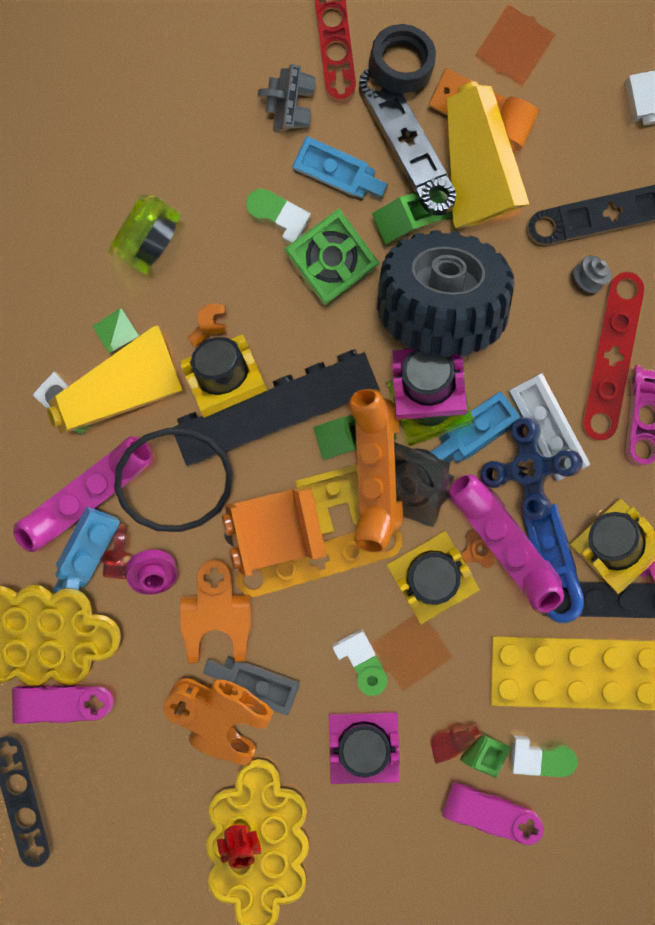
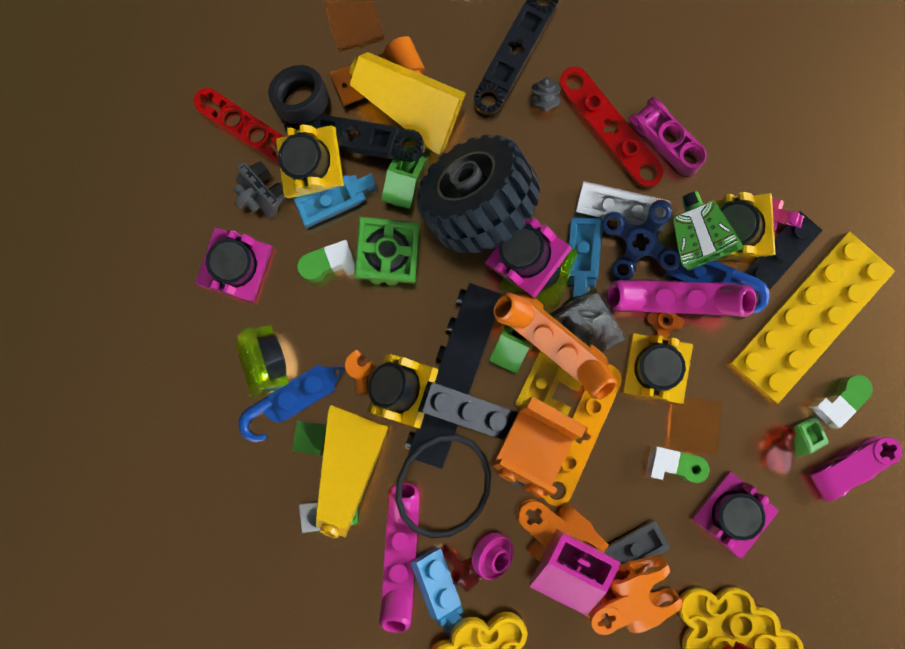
camera: 45 degrees left, 5 degrees down
(135, 287) = (291, 399): none -> blue plate
(195, 648) = (574, 572): none -> dark pink slope
(206, 135) = (232, 264): none -> piece
(252, 444) = (466, 410): none -> plate
(349, 120) = (306, 162): none -> piece
(580, 515) = (703, 232): none -> bright green torso

